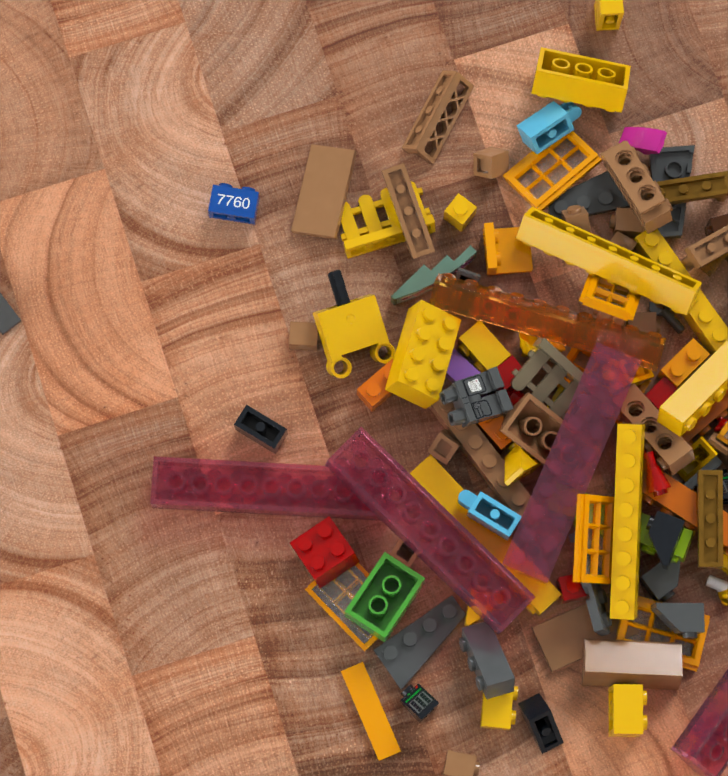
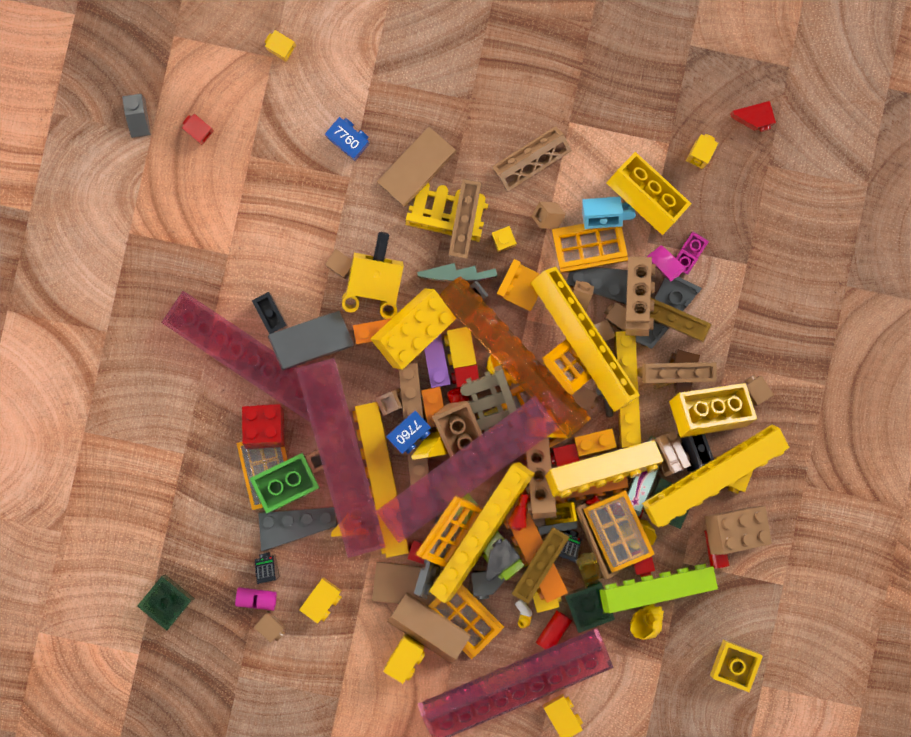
camera: 30 degrees right, 10 degrees up
(68, 283) = (197, 128): none -> brick
(106, 150) = (280, 45): none -> yellow brick
(321, 431) = (310, 340): none -> dark grey tile
(370, 711) = (232, 553): light orange tile -> none
(426, 744) = (256, 599): none -> dark pink pin
(467, 398) = (423, 380): dark grey hips -> none
(485, 462) = (409, 432): none -> blue brick
(487, 660) = (328, 568): dark grey brick -> none
(489, 513) = (390, 469): medium azure brick -> none
(540, 723) = (342, 630): black slope -> none
(660, 113) = (691, 251): none -> dark pink slope
(682, 617) = (482, 618): dark grey slope -> none

